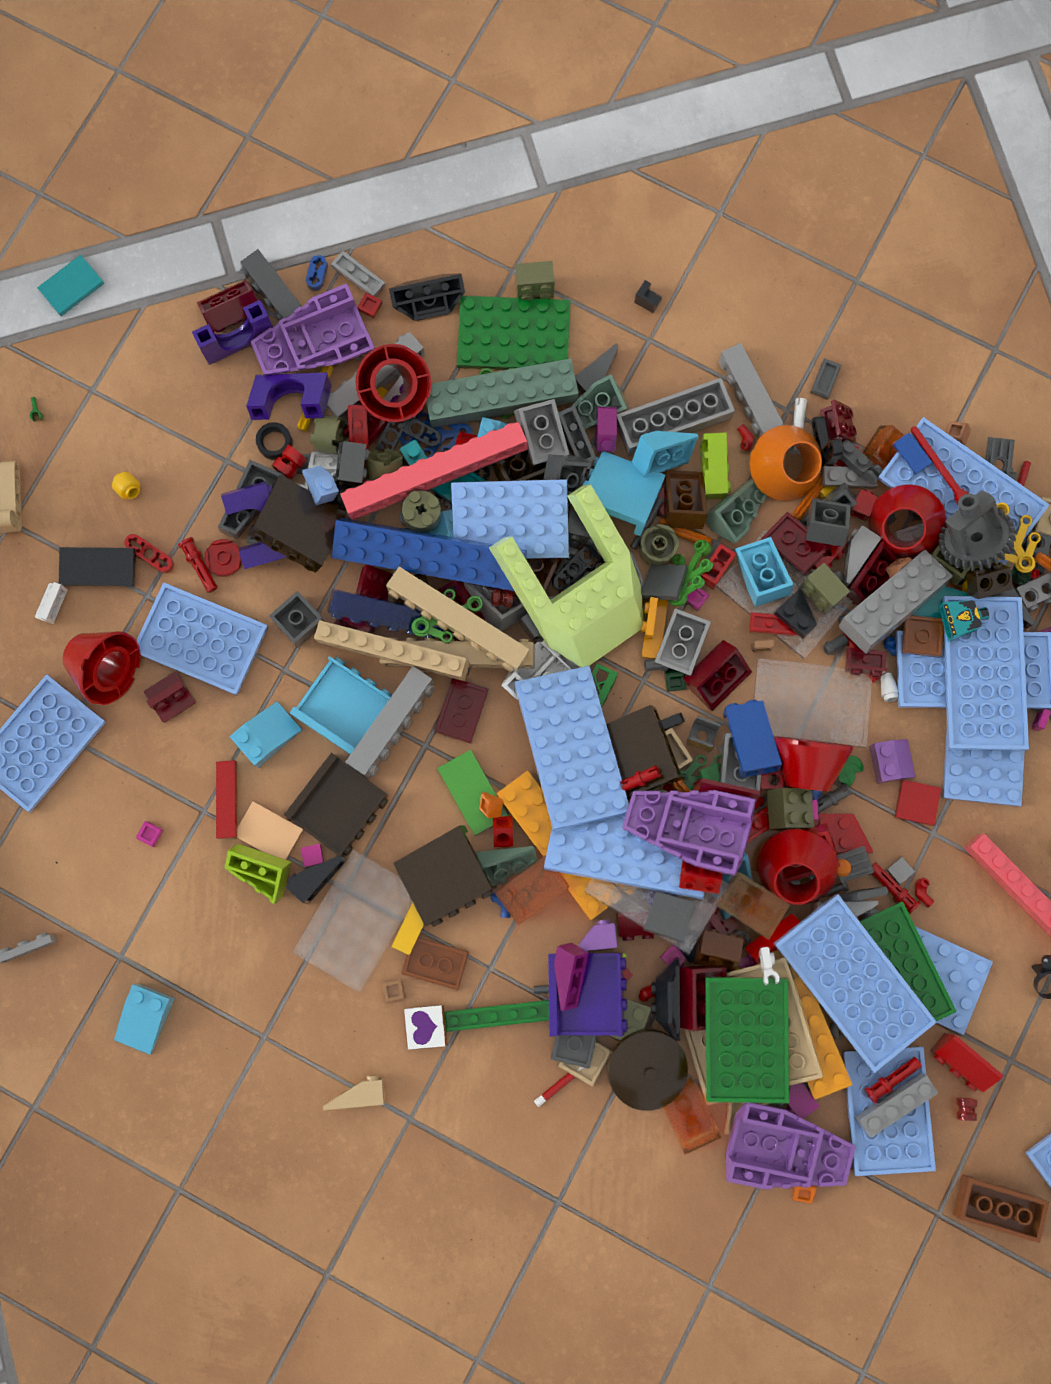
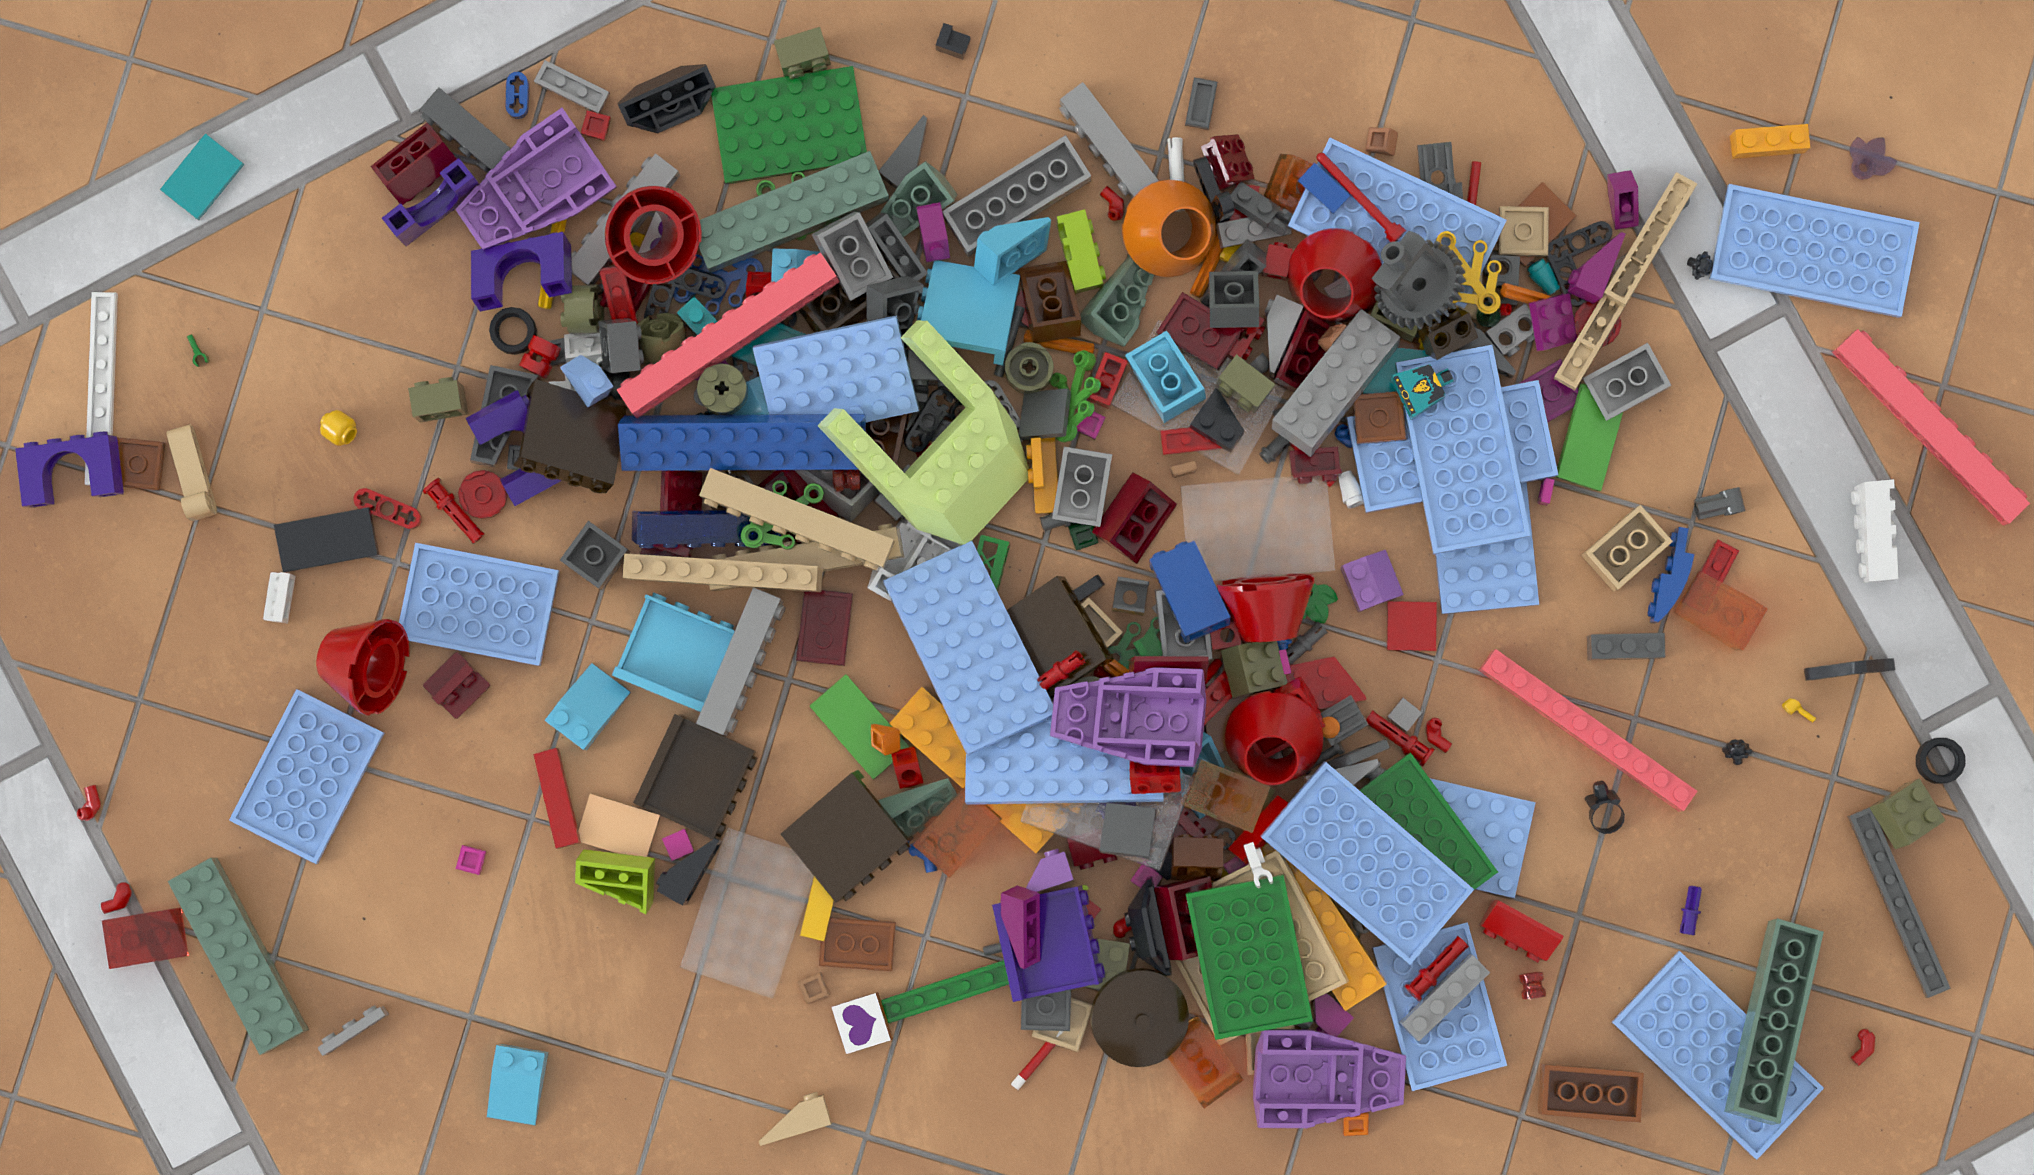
camera: 10 degrees left, 5 degrees up
(204, 478) = (438, 400): none -> olive brick

